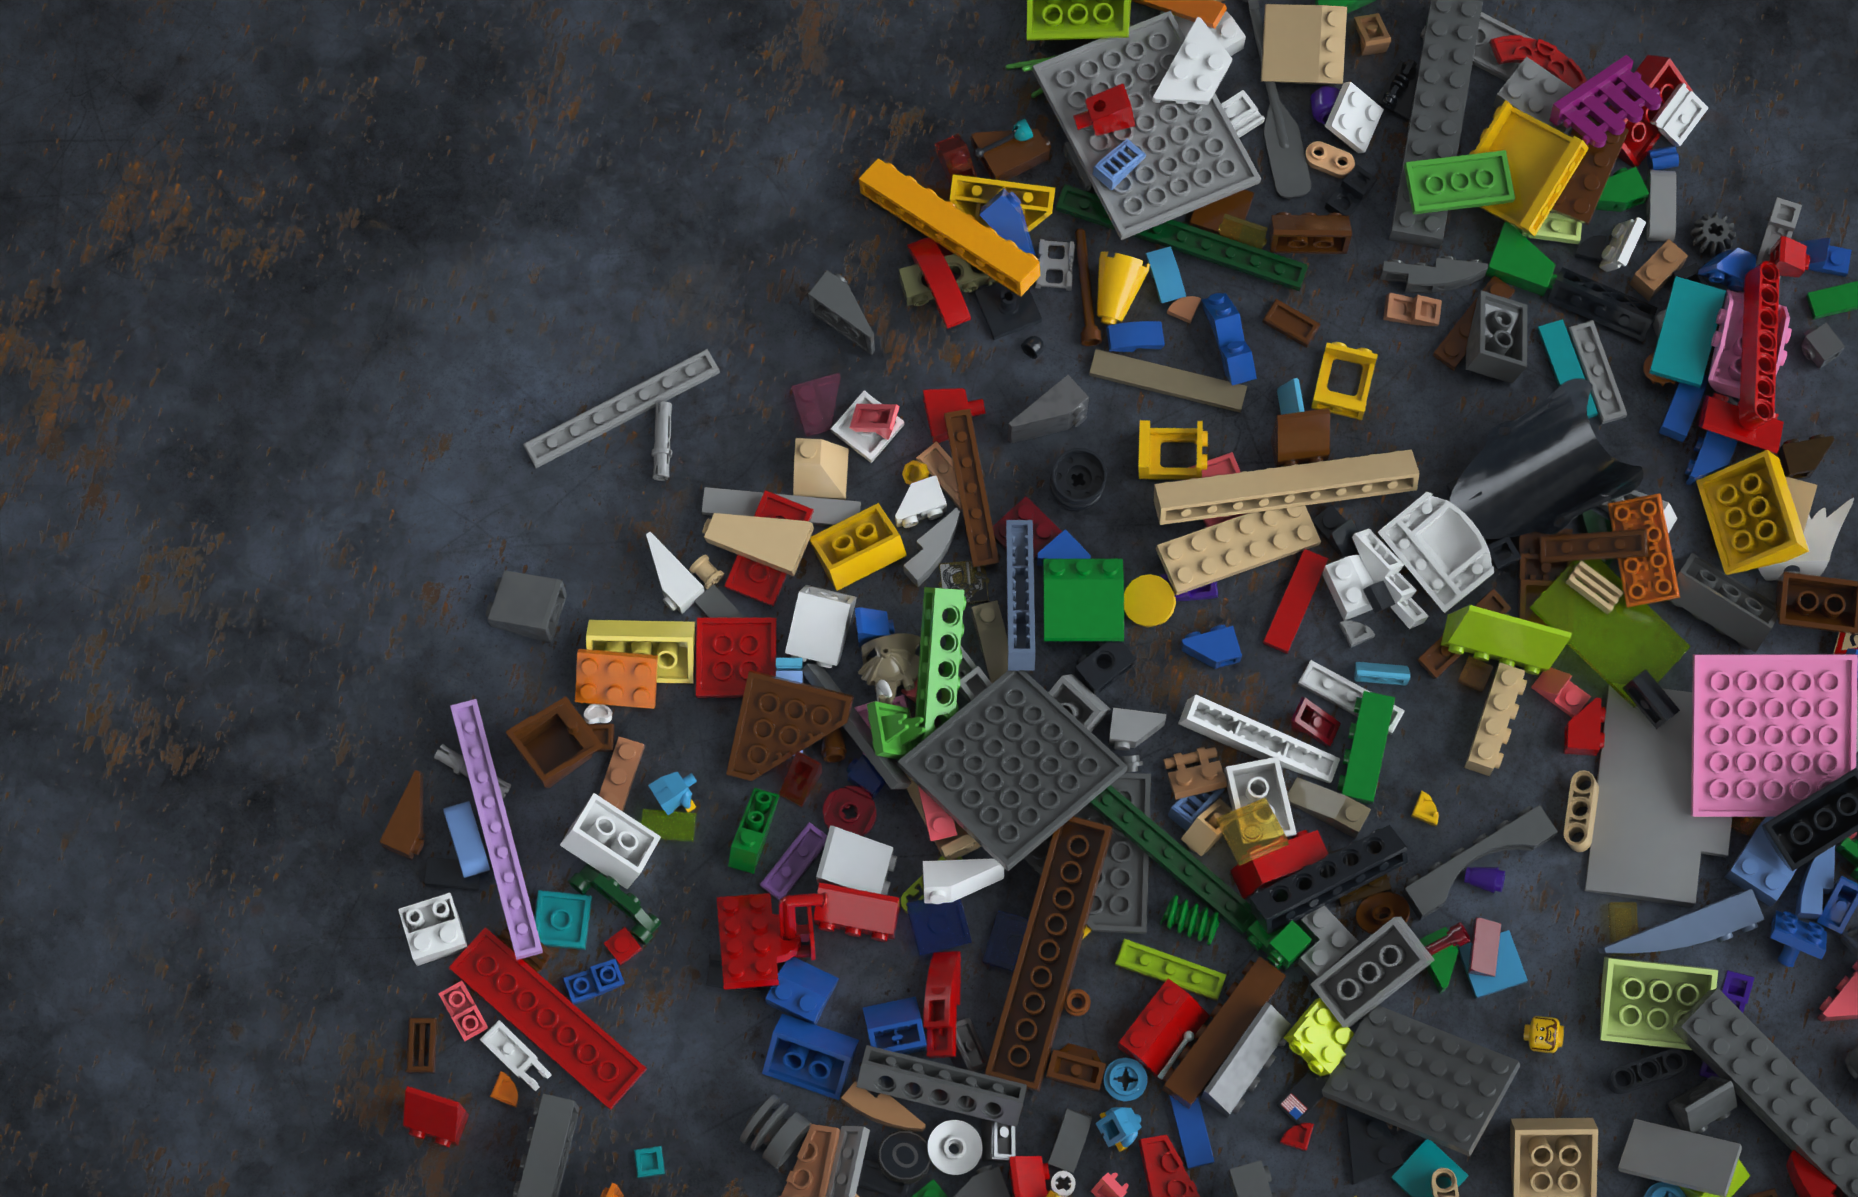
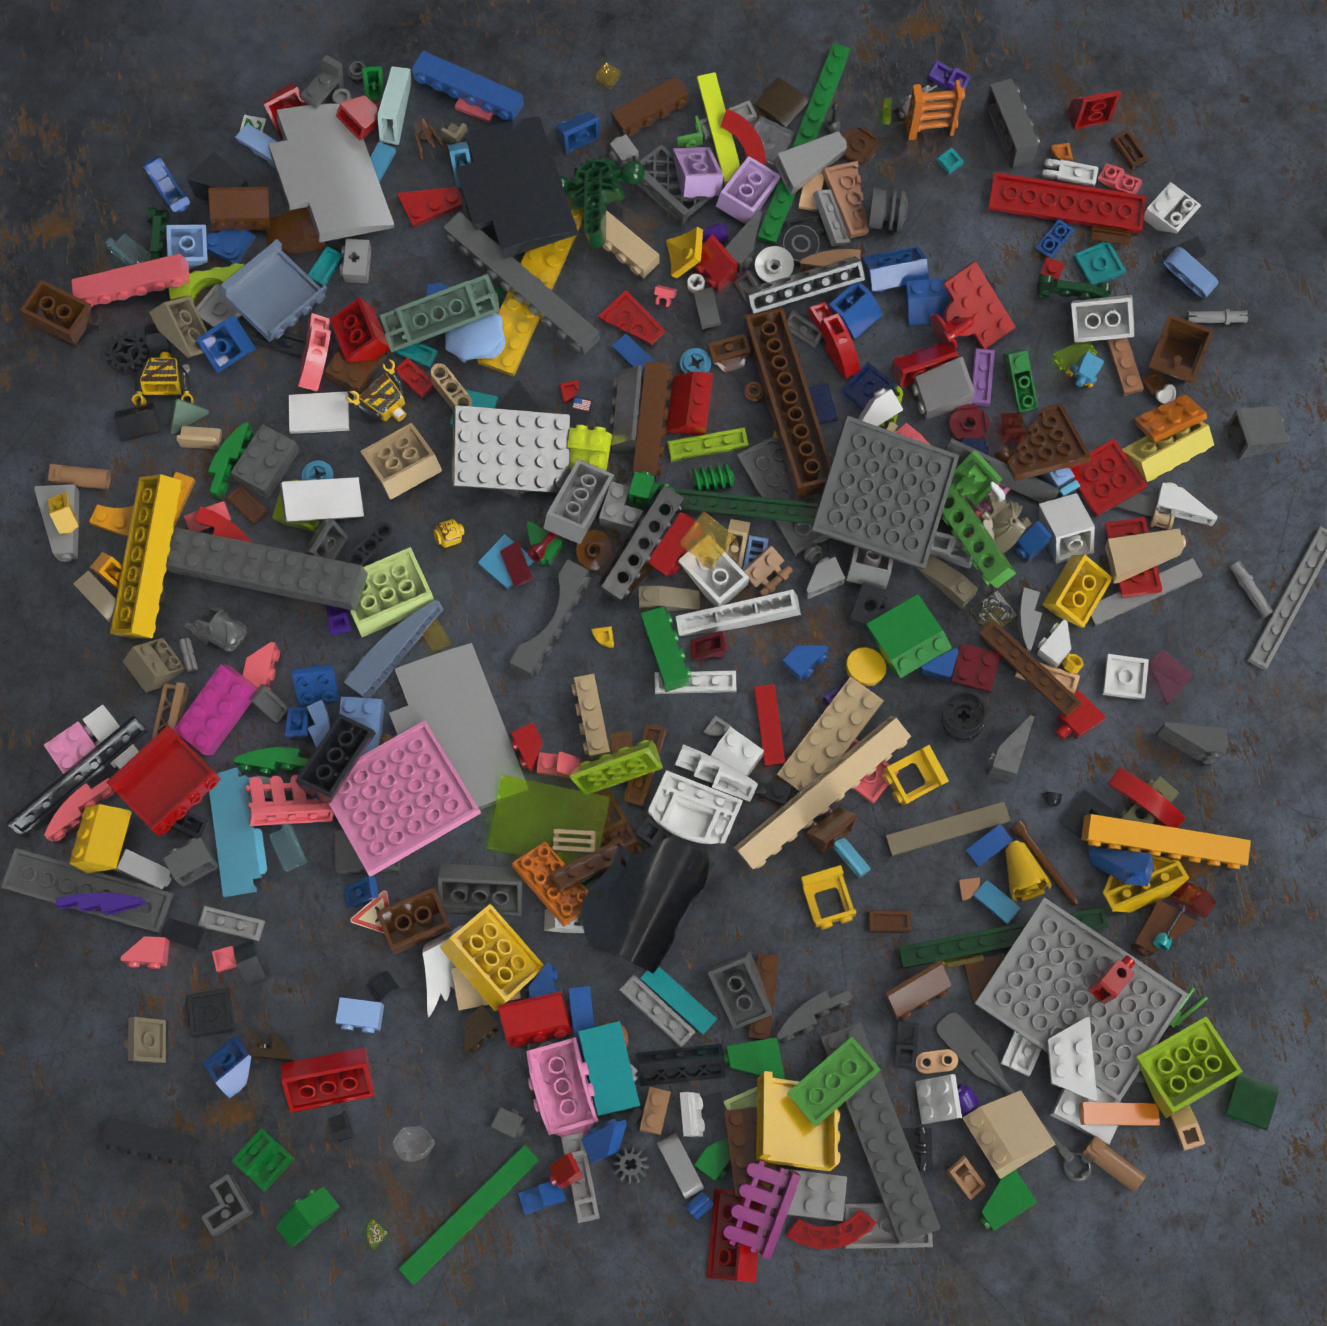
camera: 150 degrees right, 0 degrees up
(406, 825) = (1233, 264): reddish brown slope -> none
(496, 829) = (1178, 284): lavender plate -> none
(820, 469) = (1137, 630): tan slope -> none
(875, 418) = (1123, 675): coral slope -> none
(1020, 595) = (951, 612): sand blue slope -> none
(1064, 265) = (1069, 870): light grey piece -> none
(1106, 176) = (1088, 951): medium blue slope -> none
(1119, 1127) = (682, 330): dark azure piece -> none
(1188, 1036) = (671, 406): light aqua hinge -> none
(1228, 331) = (927, 880): blue arch -> none
(1379, 596) = (715, 750): black tile -> none
(1381, 673) = (684, 708): medium azure slope -> none
(1411, 310) = (811, 980): nougat slope -> none
(1486, 878) = (539, 611): dark purple cone -> none
(1580, 798) = (499, 697): tan beam -> none
(1651, 699) = (494, 785): black panel -> none
(1679, 115) = (705, 1247): white plate -> none
(1759, 345) = (550, 1092): red beam -> none

